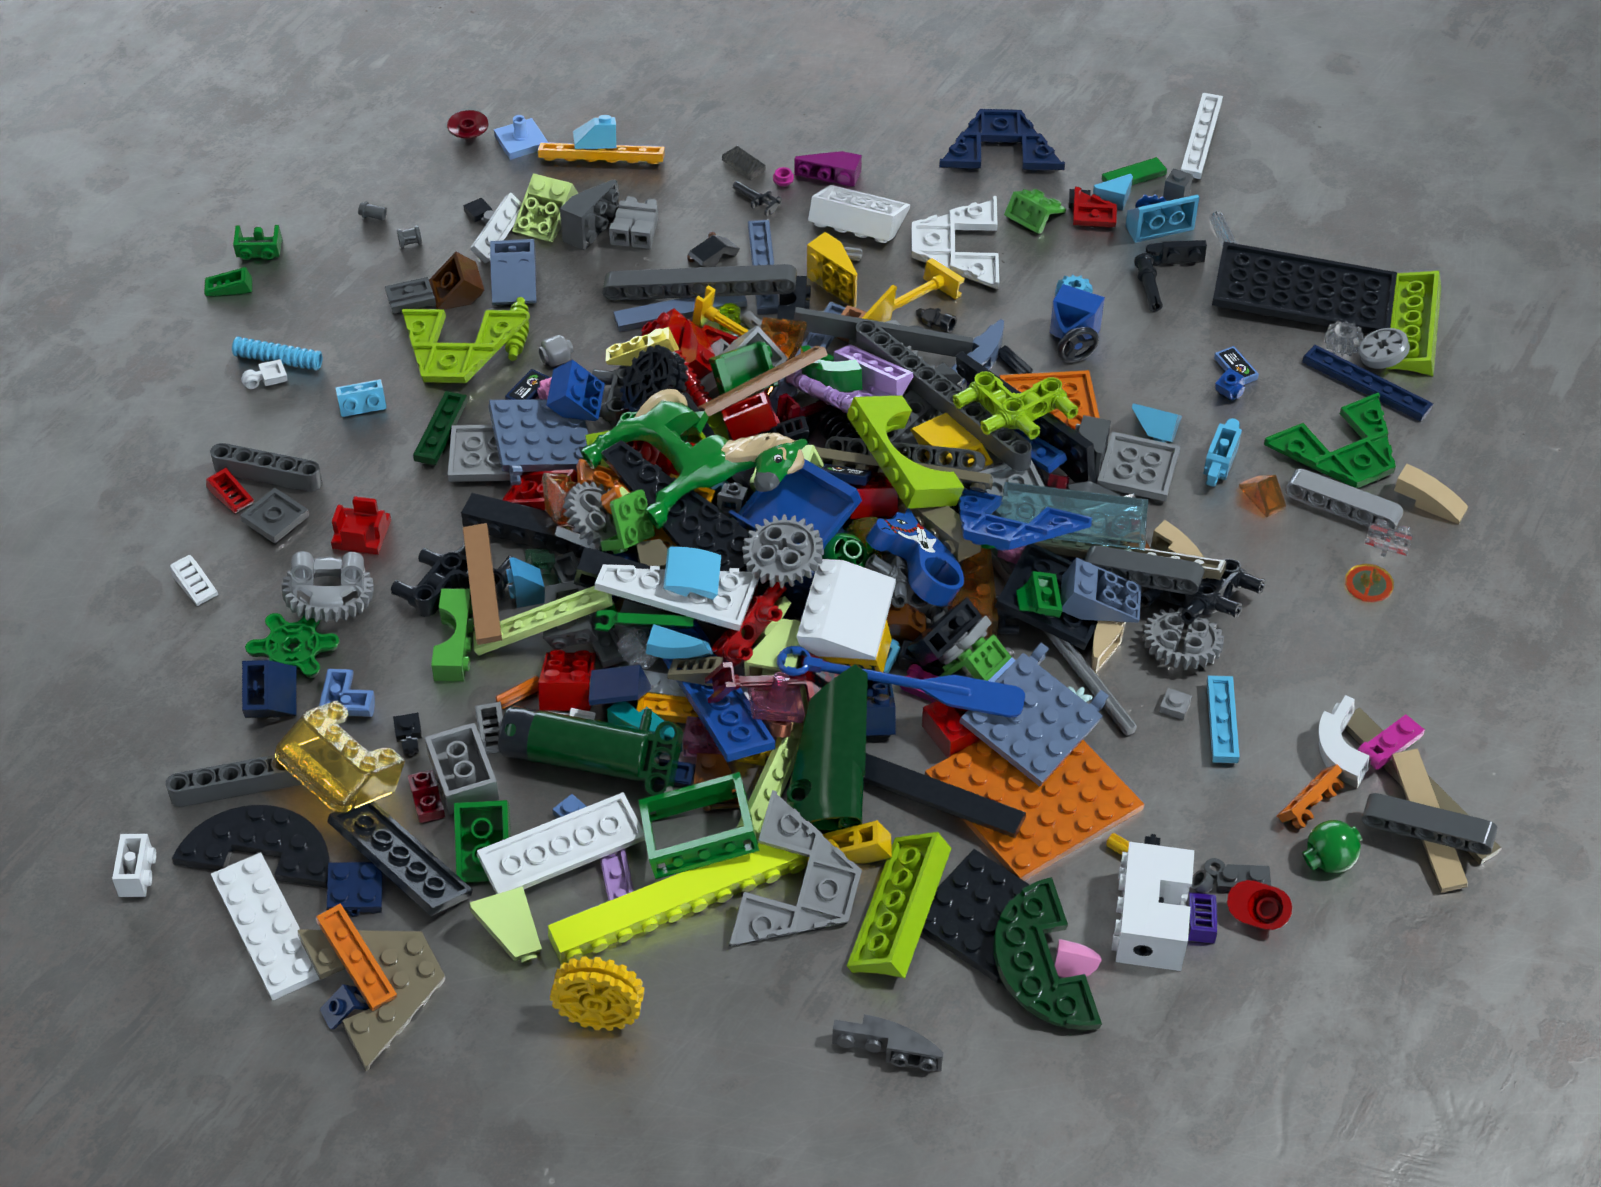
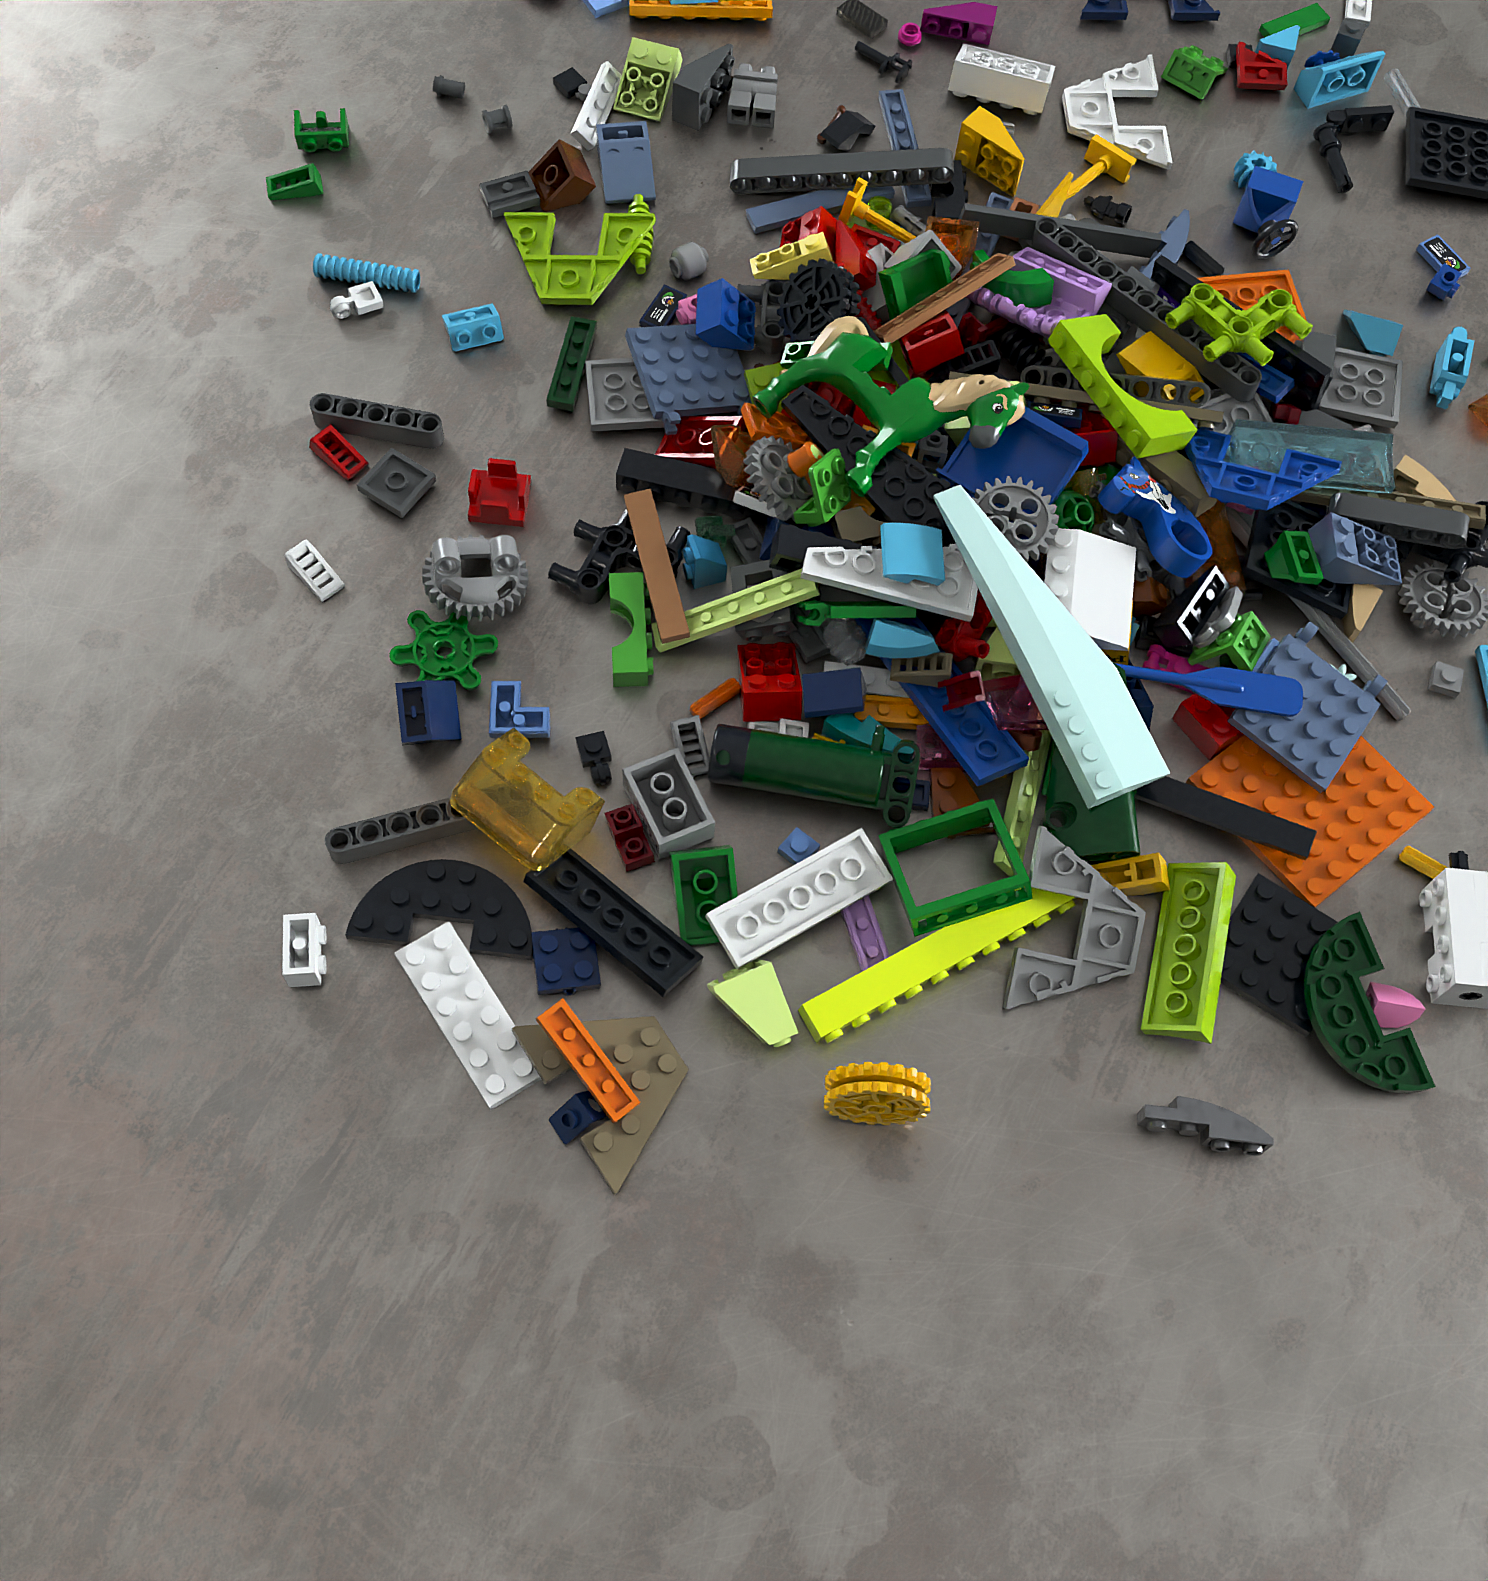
camera: 10 degrees left, 15 degrees up
(808, 663) = (1060, 663): none -> light aqua wedge

